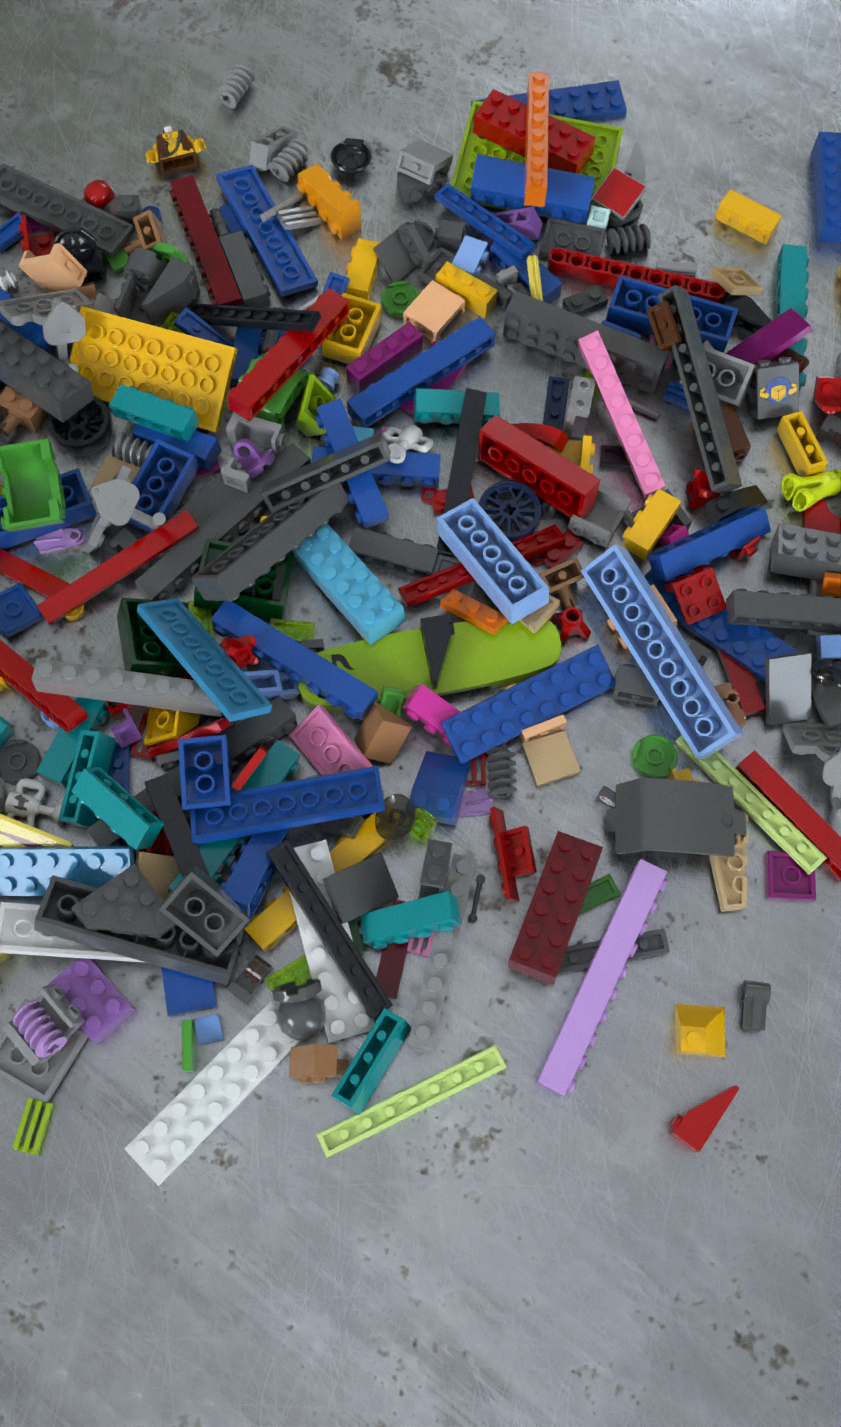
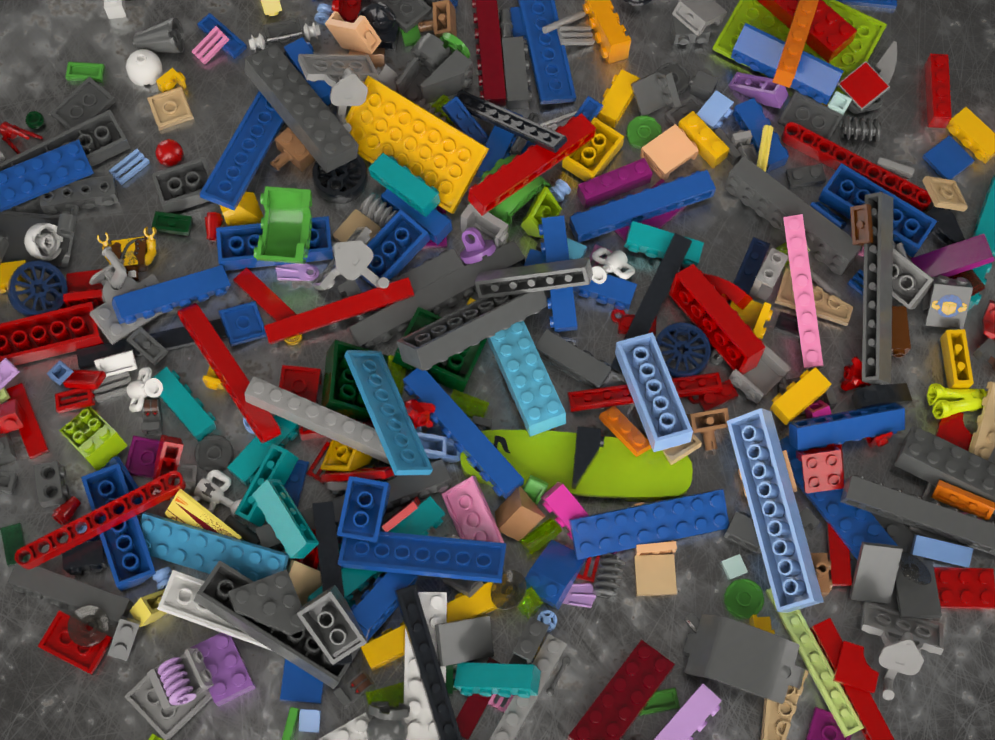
camera: 15 degrees right, 0 degrees up
(14, 257) = (323, 14): none -> light blue wheel
(74, 836) = (243, 530): none -> dark grey pin
(96, 652) = (301, 381): none -> red panel
(126, 731) = (309, 454): medium lavender panel -> none
(235, 477) = (457, 260): light grey bracket -> none
(413, 750) = (540, 536): none -> clear neon green plate
(448, 835) = (548, 618): none -> light blue wheel
(485, 221) = (737, 82): blue tile -> none
(514, 853) = (600, 646): red bracket -> none
(571, 623) = (706, 463): red rock -> none
(633, 726) = (734, 567): none -> light aqua tile
(654, 427) = (826, 305): none -> tan wing
(696, 182) = (938, 91): none -> red brick
(727, 247) = (948, 158): none -> blue tile
(797, 797) = (854, 670): none -> red tile

